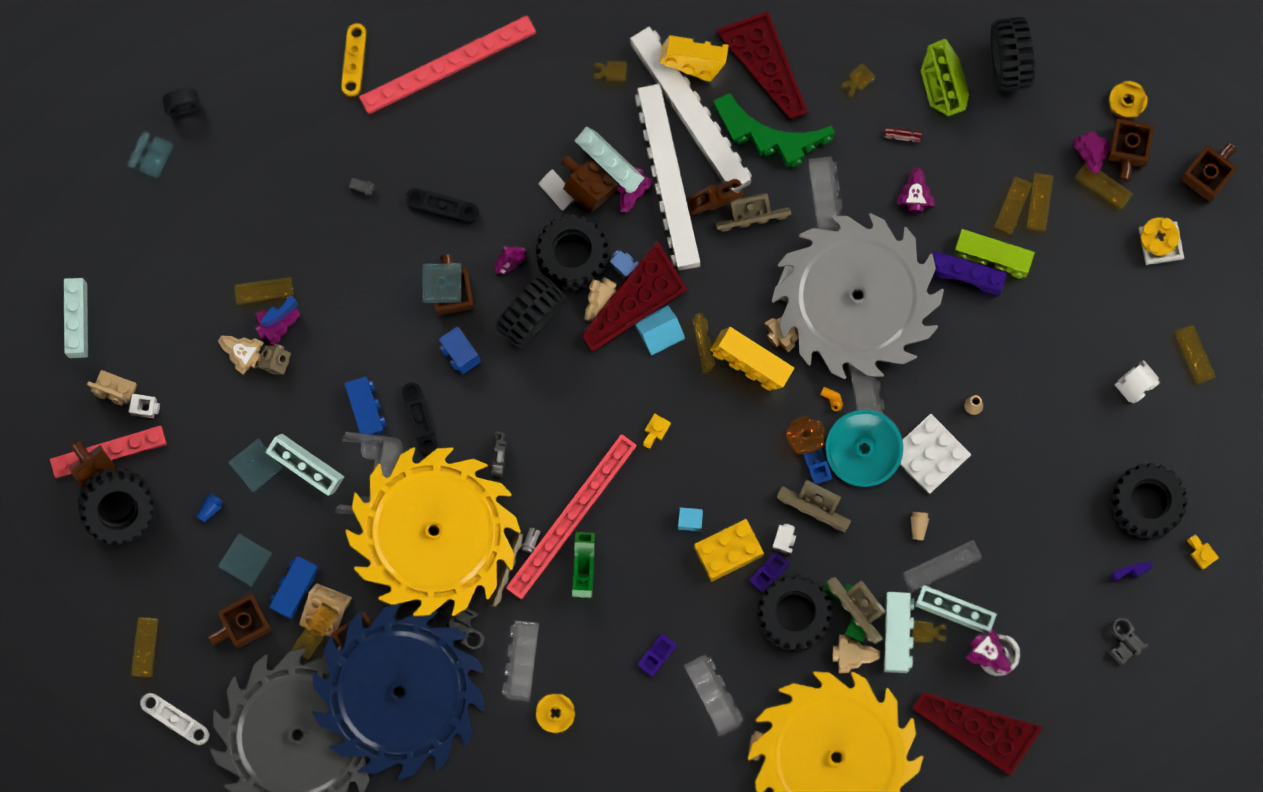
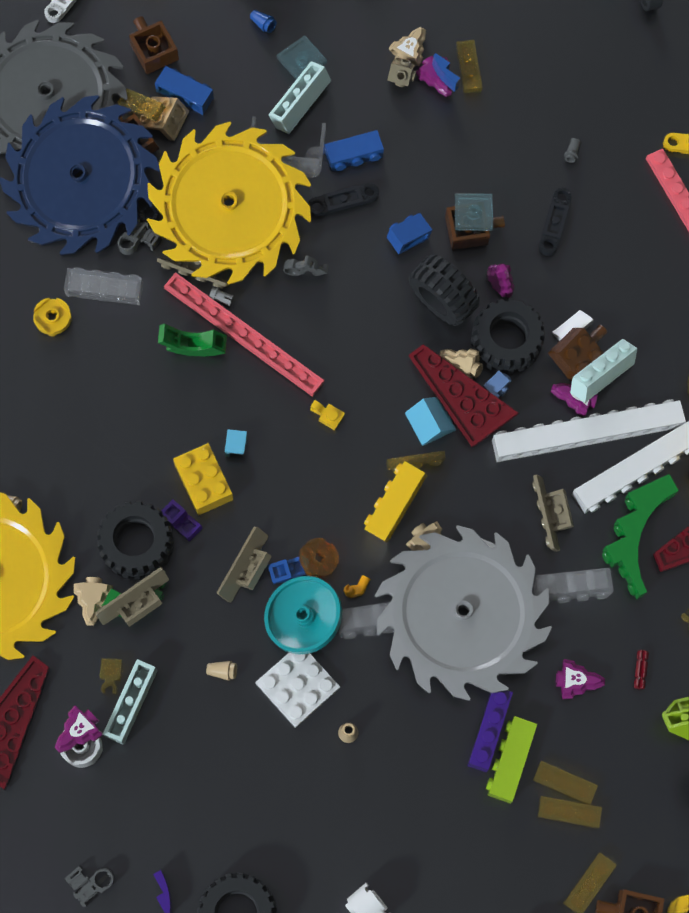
camera: 85 degrees right, 5 degrees down
(245, 560) = (213, 50): clear light blue plate -> none
(657, 654) = (103, 411): dark purple slope -> none
(713, 197) = (567, 471): reddish brown plate -> none
(713, 695) = (59, 461): clear brick -> none
(784, 539) = (212, 534): white brick -> none
(898, 632) = (111, 643): light aqua brick -> none
(941, 566) = (176, 689): clear brick -> none
(1092, 150) = (628, 871): magenta rock -> none

